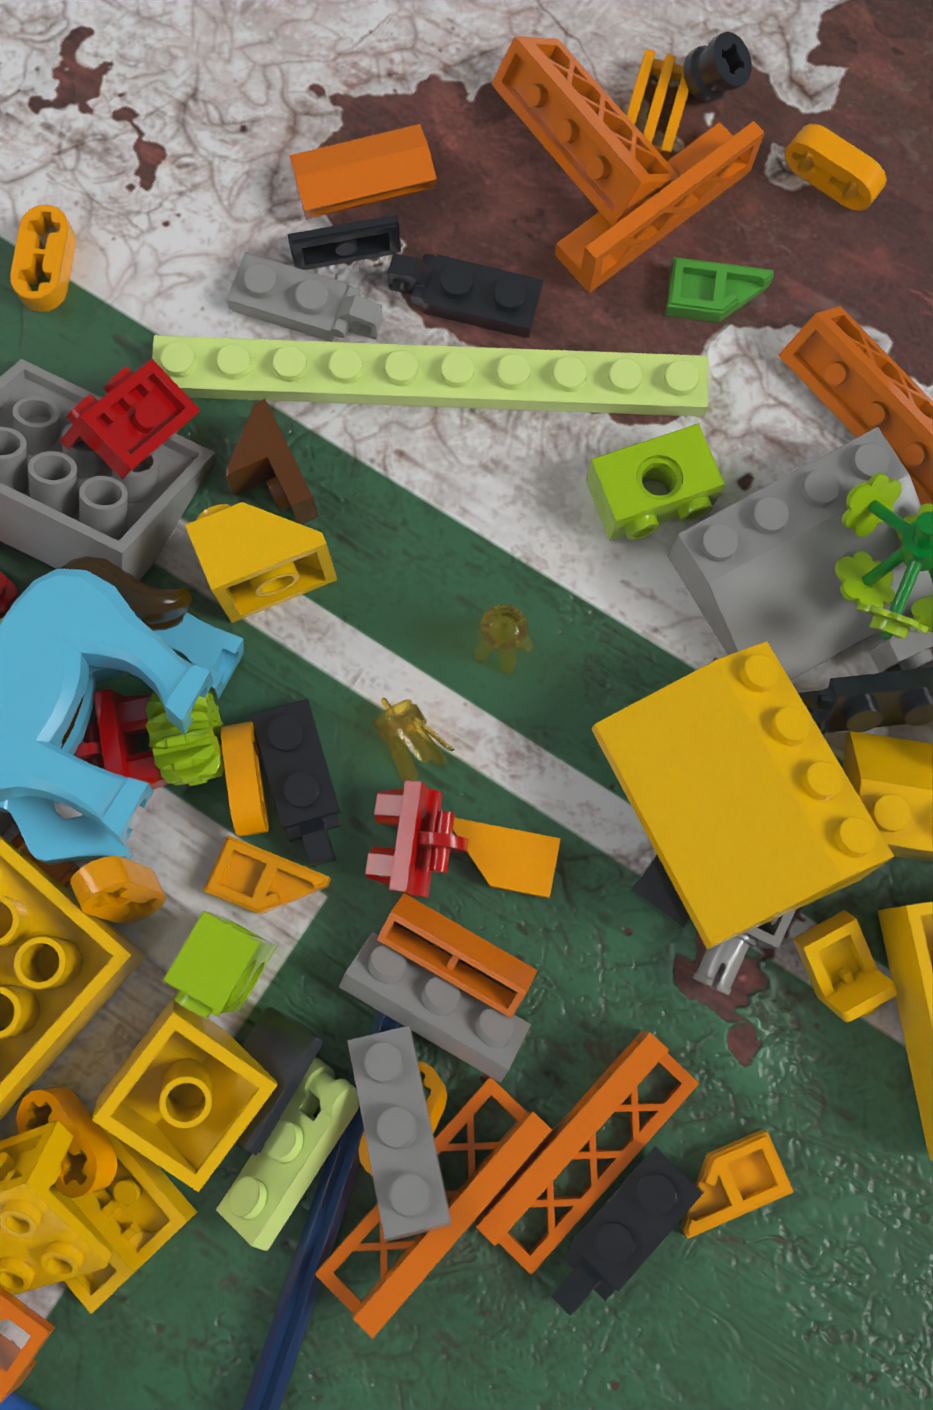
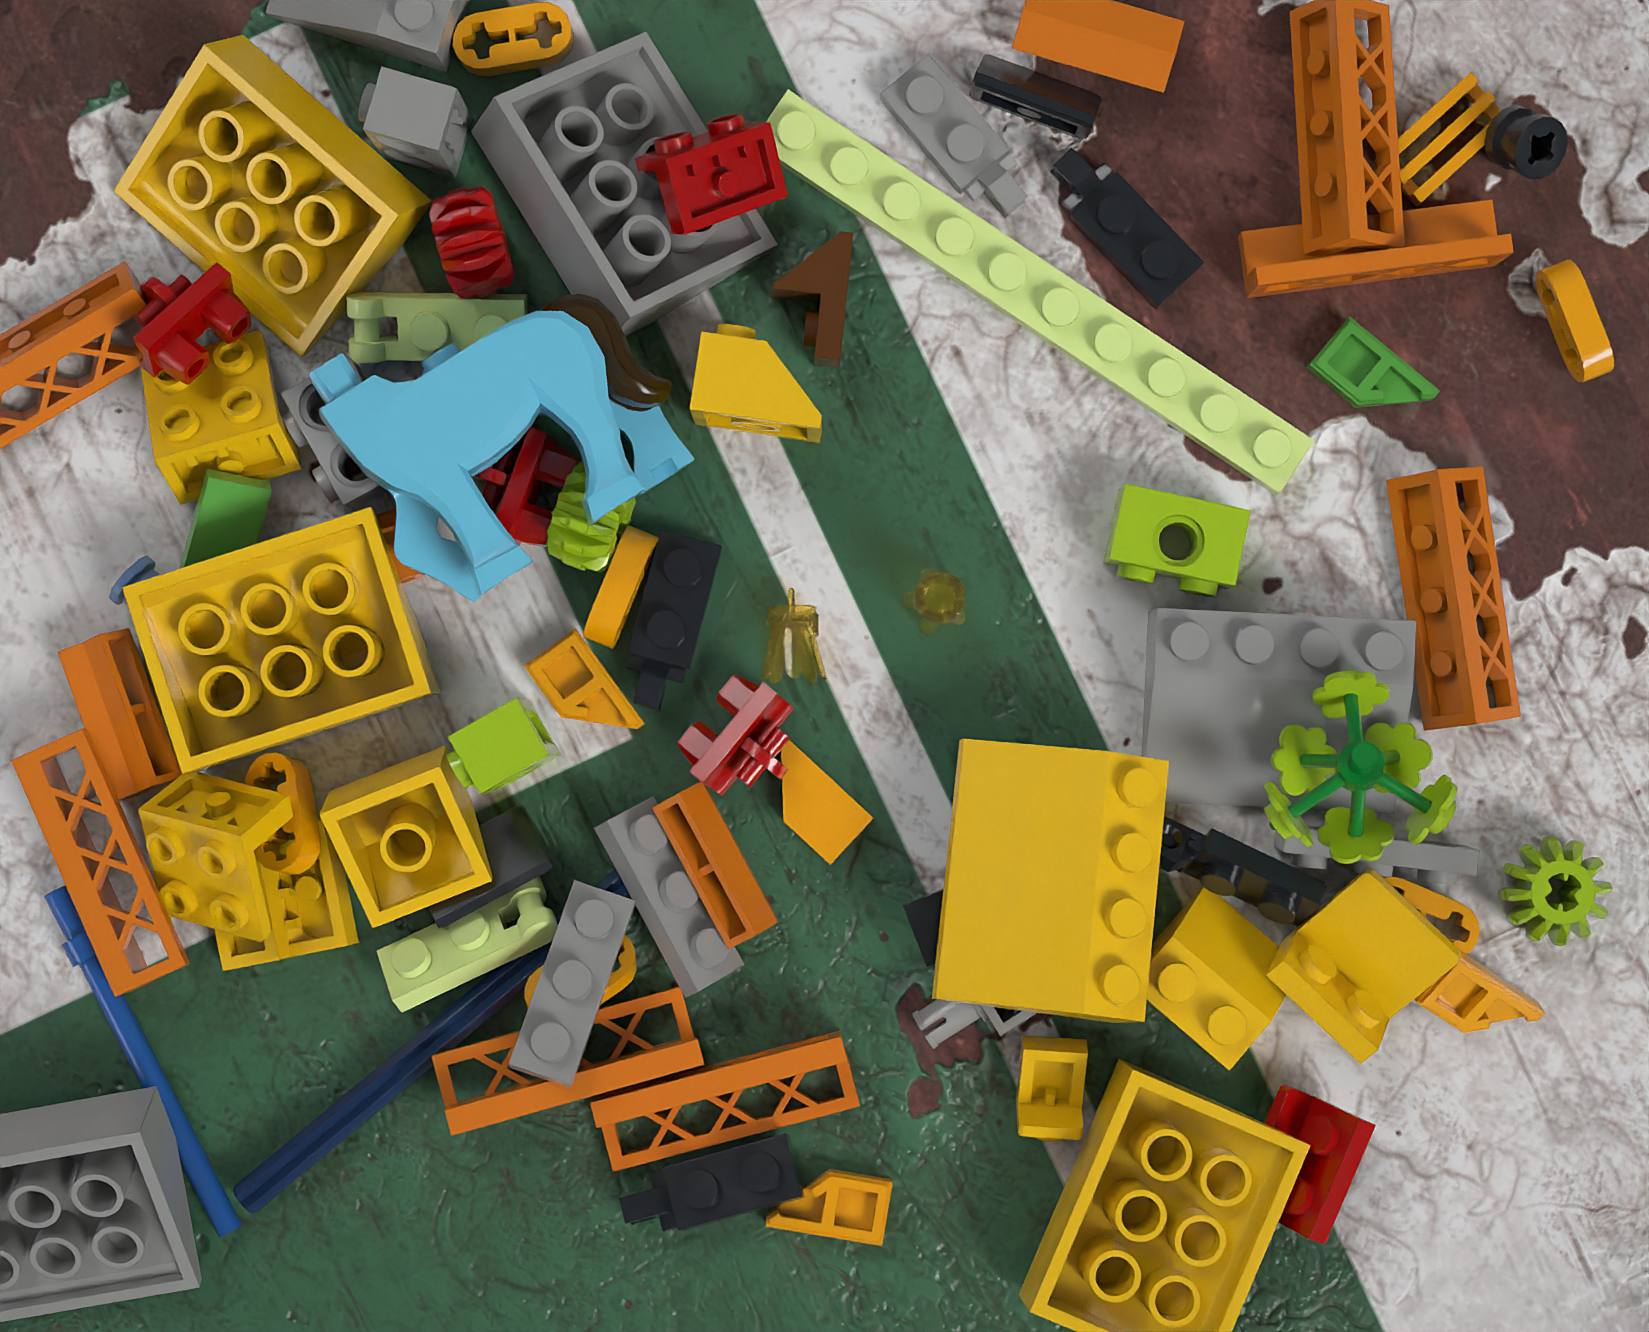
camera: 30 degrees right, 10 degrees up
(117, 890) = (450, 624): light orange beam -> none

